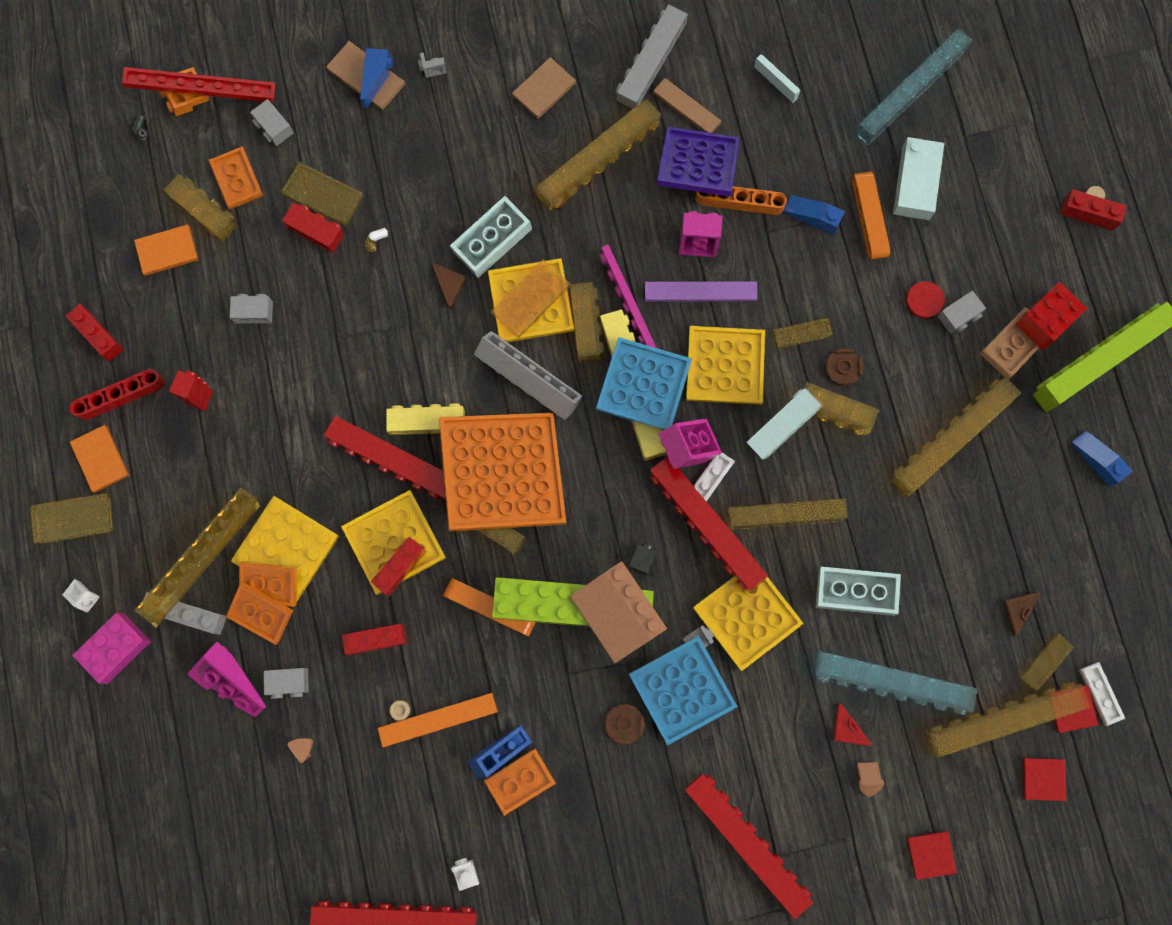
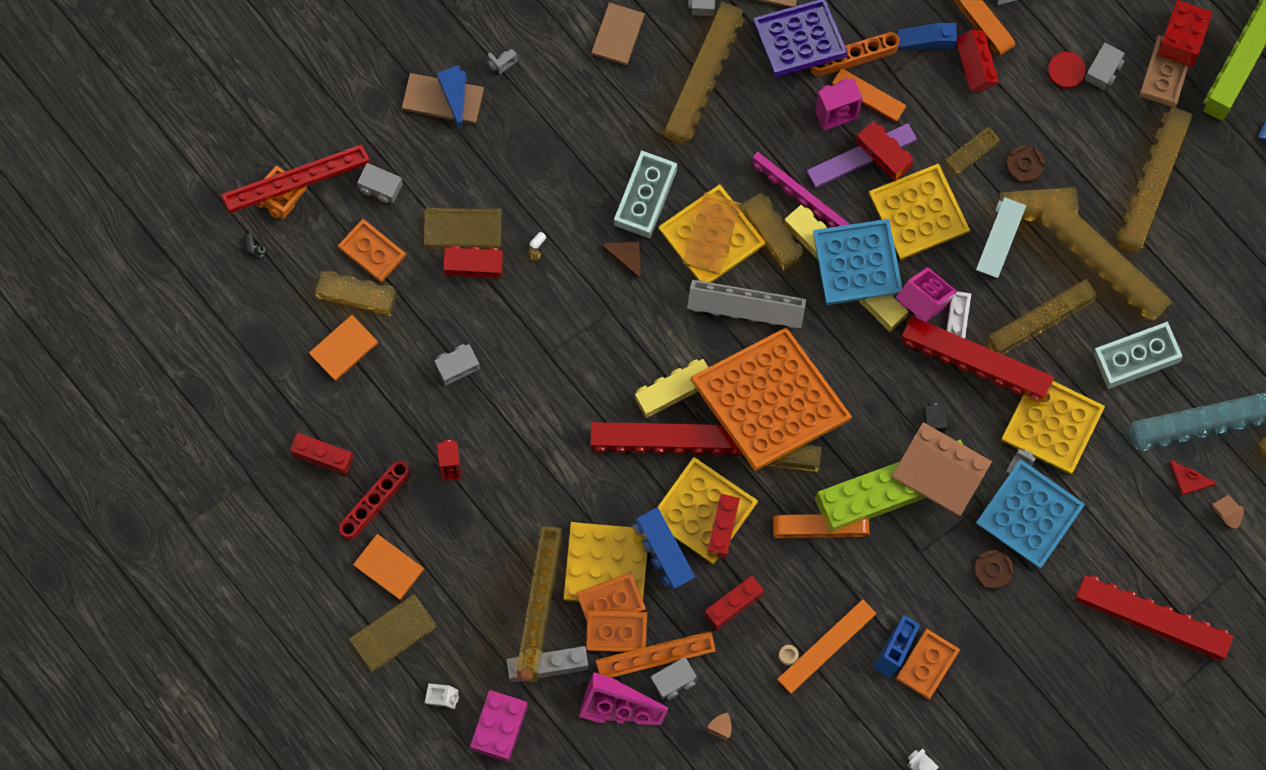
camera: 30 degrees left, 5 degrees down
(282, 652) = (656, 655): none -> orange tile
(333, 561) = (663, 549): none -> blue brick
(721, 296) = (884, 150): none -> red brick
(738, 244) = (874, 97): none -> orange tile
(847, 254) = (977, 60): none -> red brick
(873, 489) = (1106, 259): none -> clear yellow brick

